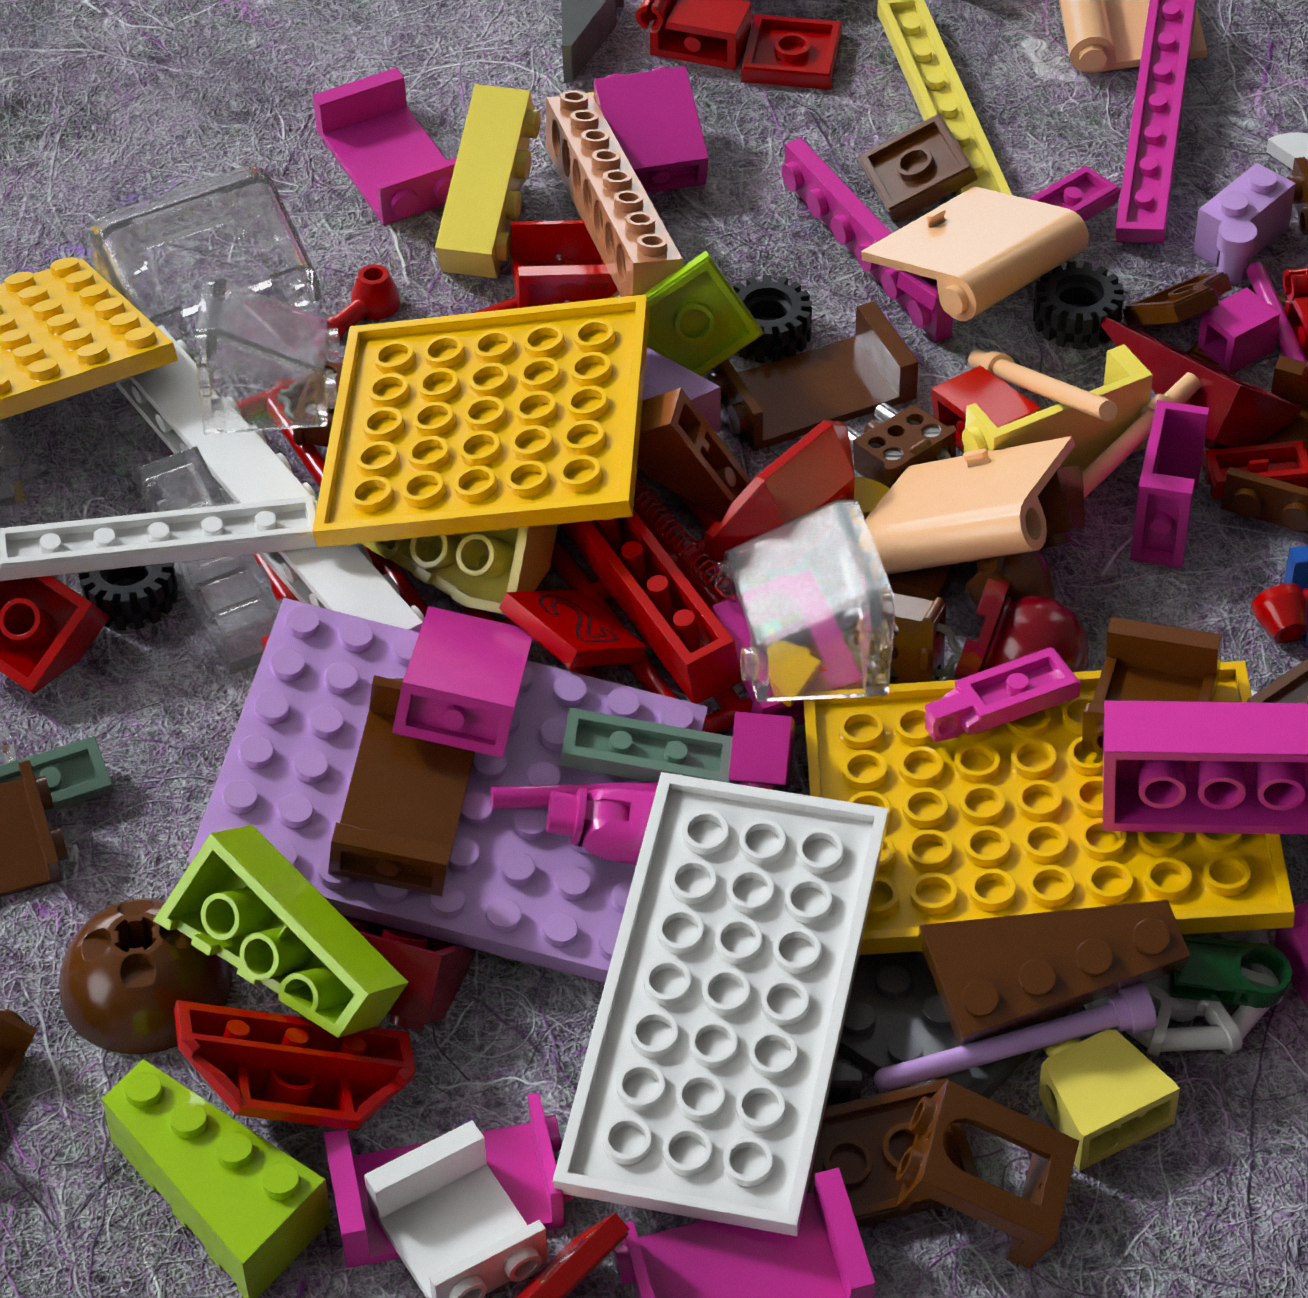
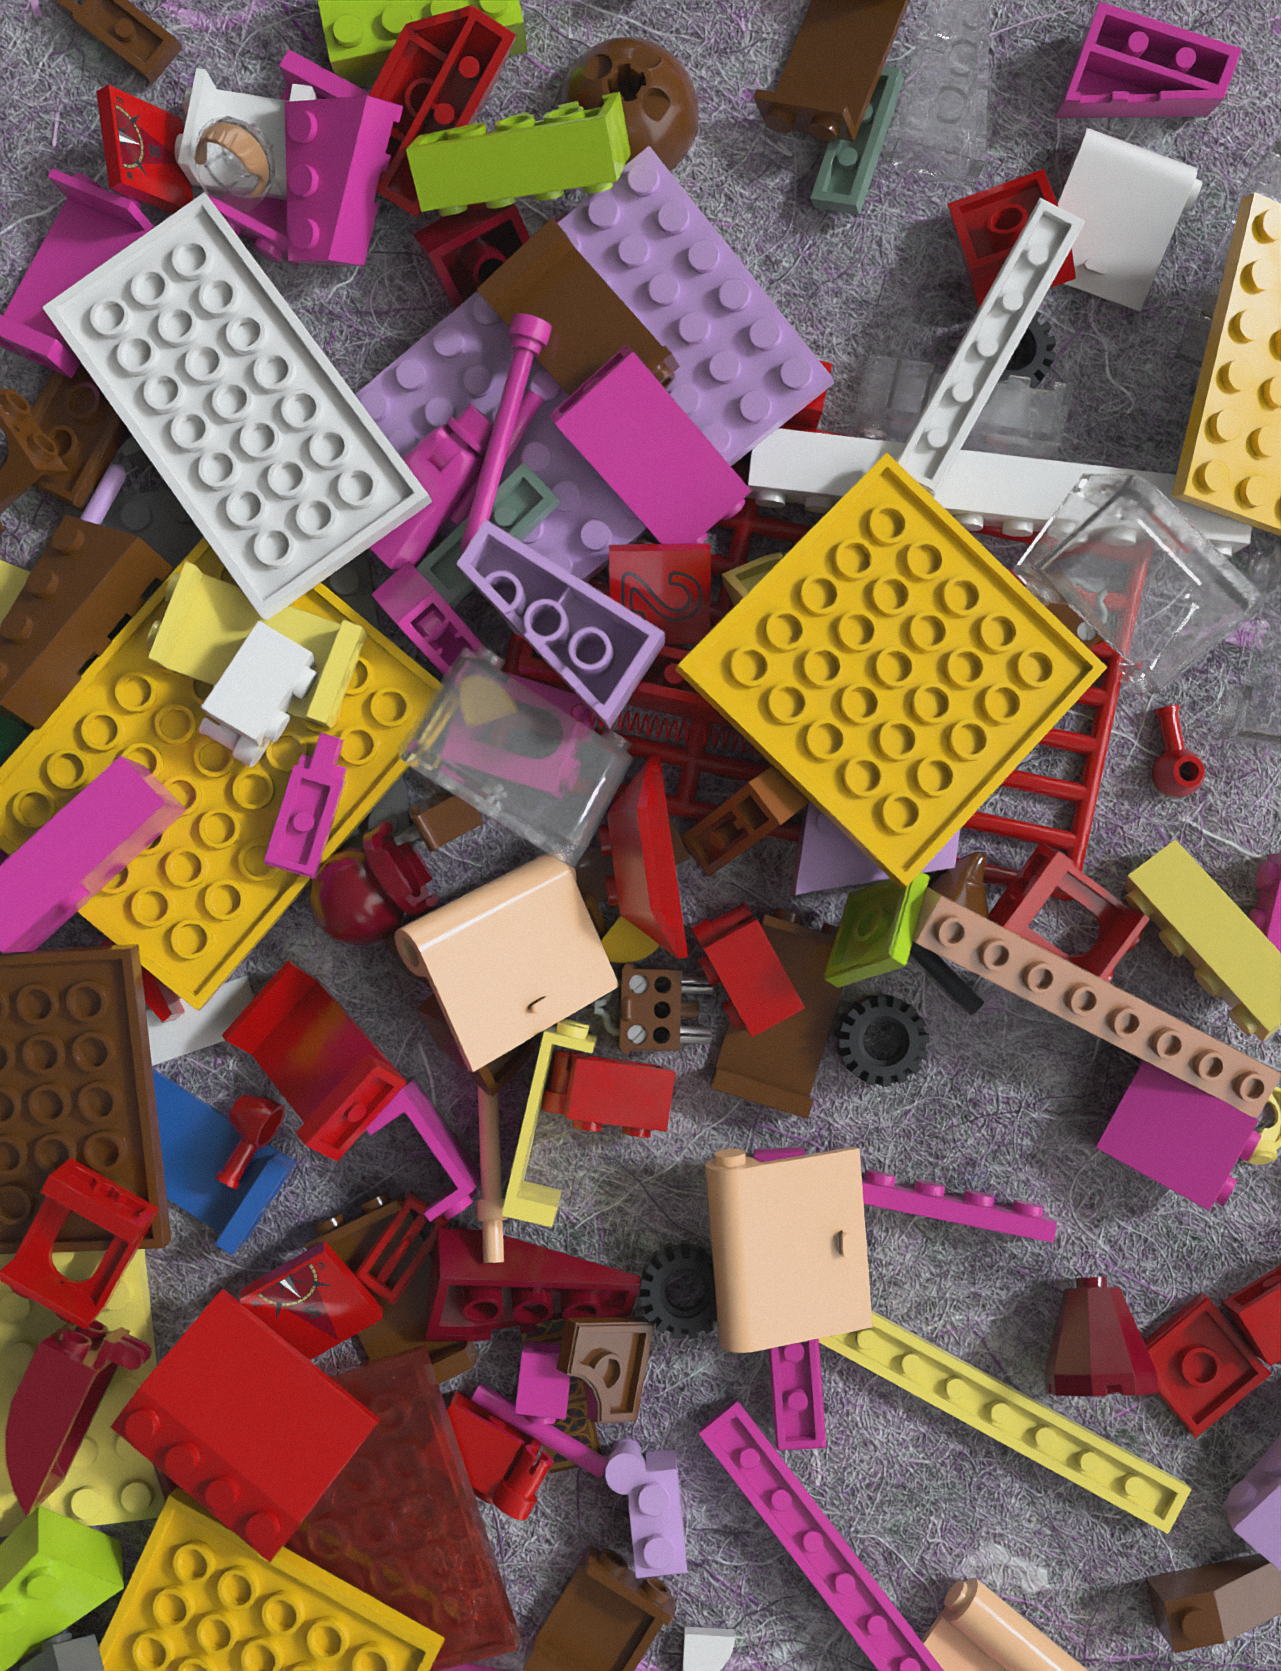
camera: 135 degrees right, 40 degrees up
(427, 1084) = (333, 176): none -> dark pink wedge
(452, 814) = (527, 339): none -> dark pink piece
(492, 1189) = (235, 162): none -> clear piece
(668, 596) = (572, 626): none -> lavender wedge
(808, 390) = (747, 969): none -> red hinge
(845, 81) = (1098, 1345): none -> dark red cone
(917, 168) = (948, 1315): reddish brown tile -> none
(932, 841) = (213, 619): none -> light yellow panel
(948, 774) = (257, 692): none -> white hinge
(1005, 368) = (660, 1151): light nougat bar -> none
(1152, 665) = (208, 899): reddish brown panel -> none
(1187, 552) = (316, 1059): none -> red panel

